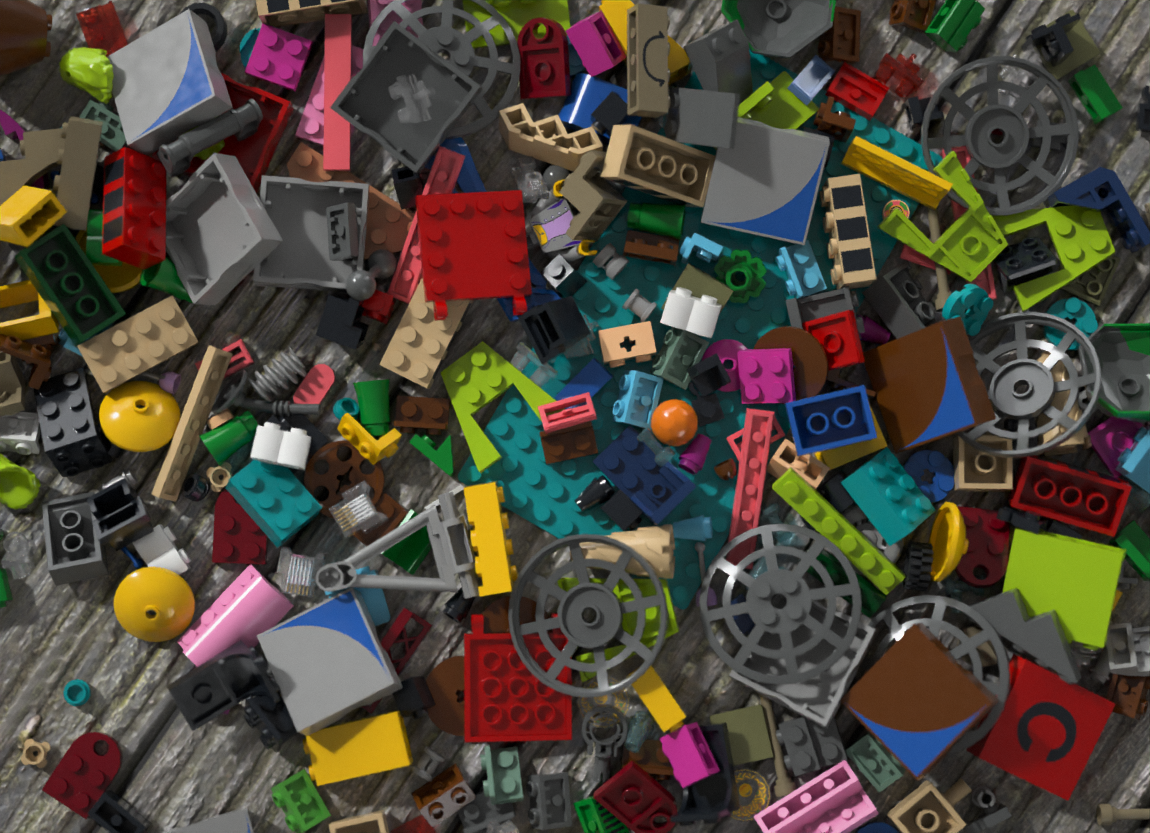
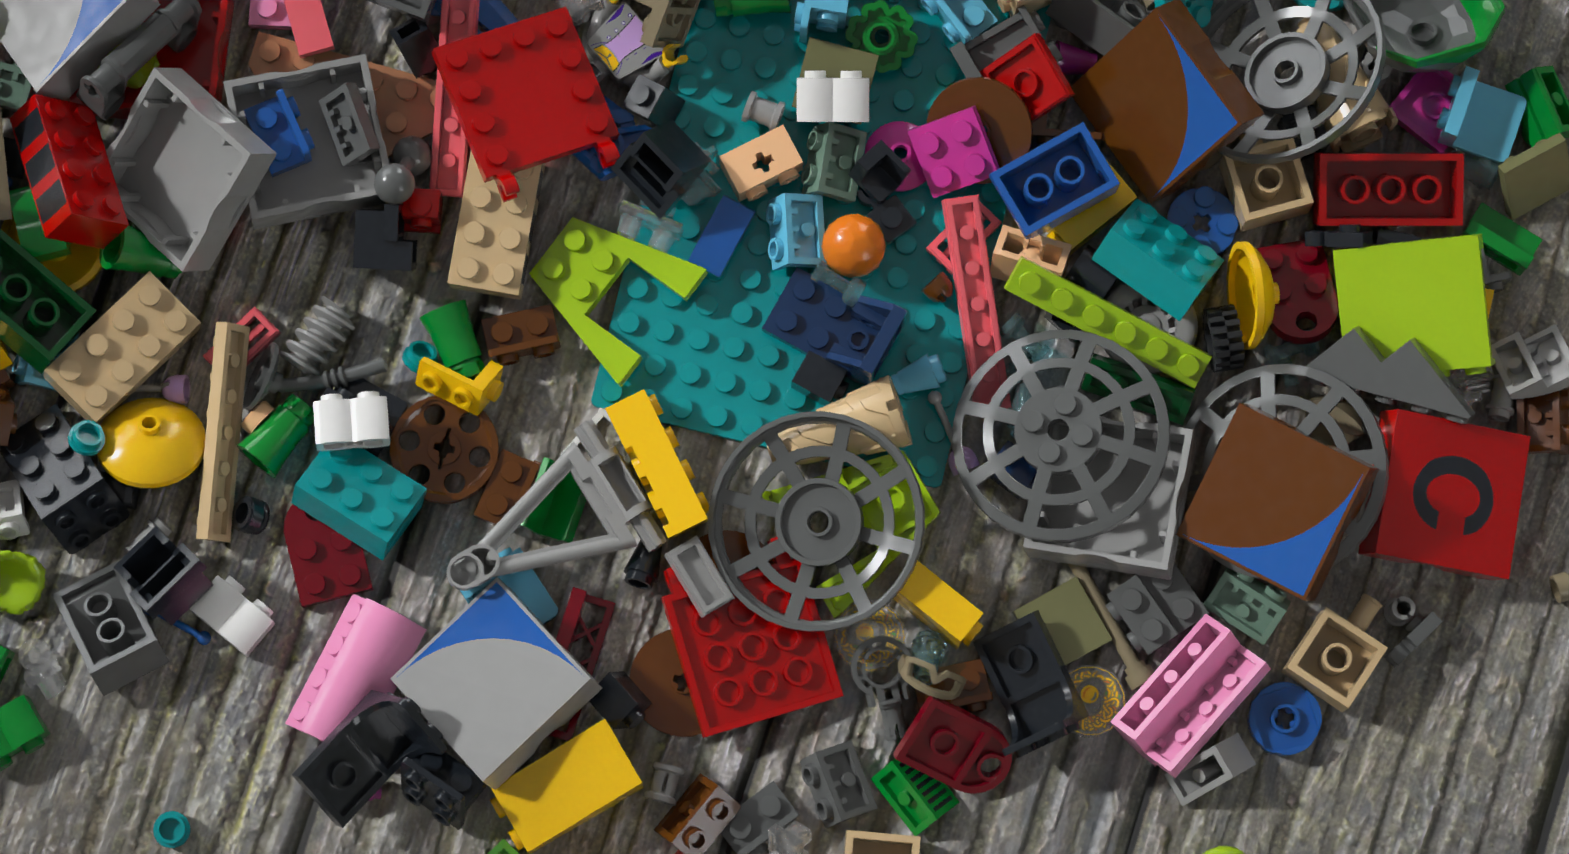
camera: 20 degrees left, 5 degrees down
(93, 402) = (86, 438): none -> teal plate
(158, 591) = (237, 659): yellow dish -> none
(214, 473) = (270, 490): tan plate -> none
(292, 223) = (277, 126): none -> blue bracket
(299, 572) = (421, 584): clear piece -> none
(315, 385) = (370, 337): coral tile -> none
(357, 511) = (475, 481): clear piece -> none
(441, 457) = (562, 382): green slope -> none
(494, 628) = (699, 576): none -> light grey tile
(503, 774) = (768, 766): sand green bracket -> none
(569, 443) = (723, 311): reddish brown bracket -> none
(571, 421) = (715, 276): coral tile -> none
(595, 493) = (778, 368): black cone -> none
(615, 266) = (716, 68): light grey wheel -> none
(620, 736) = (905, 668): none -> dark tan helmet
(651, 247) = (756, 34): reddish brown bracket -> none
(689, 754) = (1002, 665): dark pink brick -> none
(695, 454) = (893, 279): magenta cone -> none

